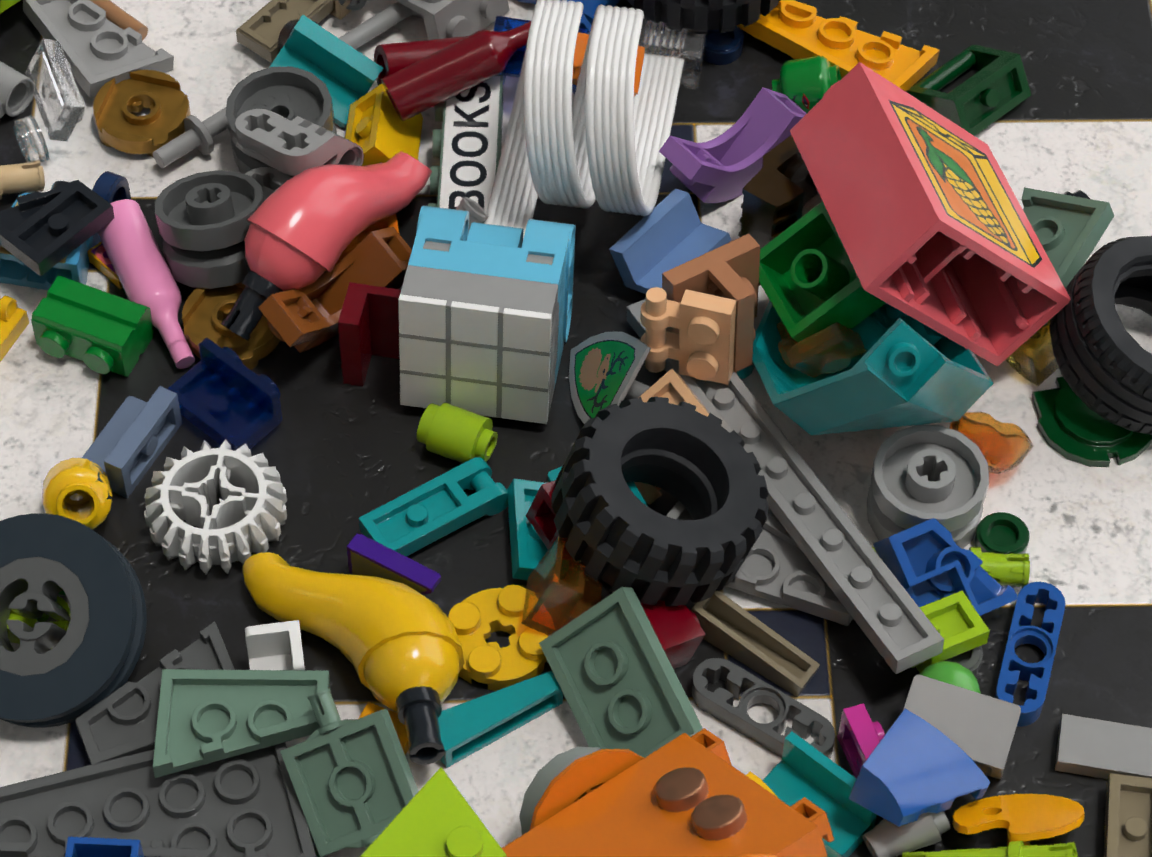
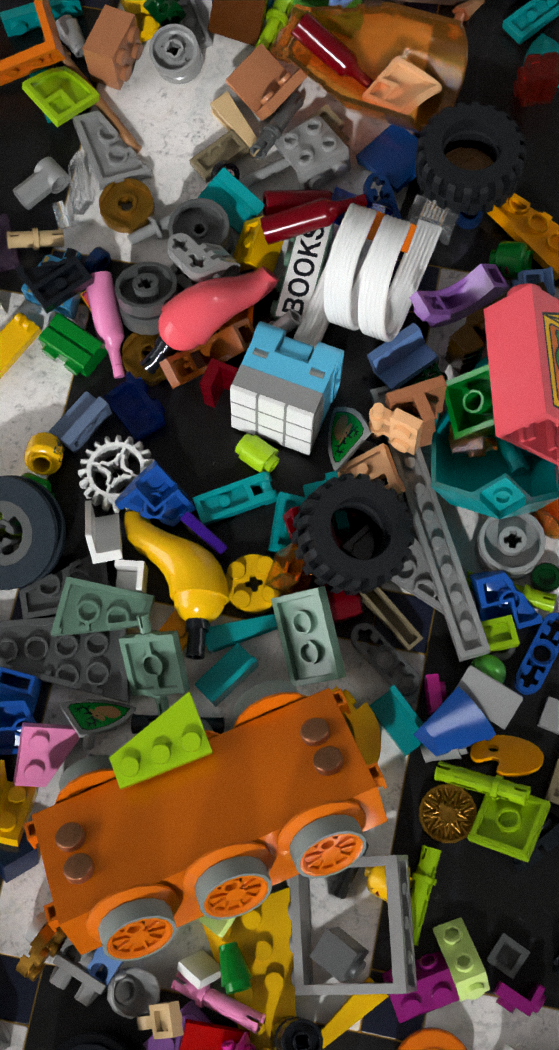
camera: 20 degrees right, 20 degrees up
(214, 603) = (103, 535): none -> white panel
(295, 521) = (156, 496): none -> blue slope
(499, 777) = (226, 674): none -> teal panel

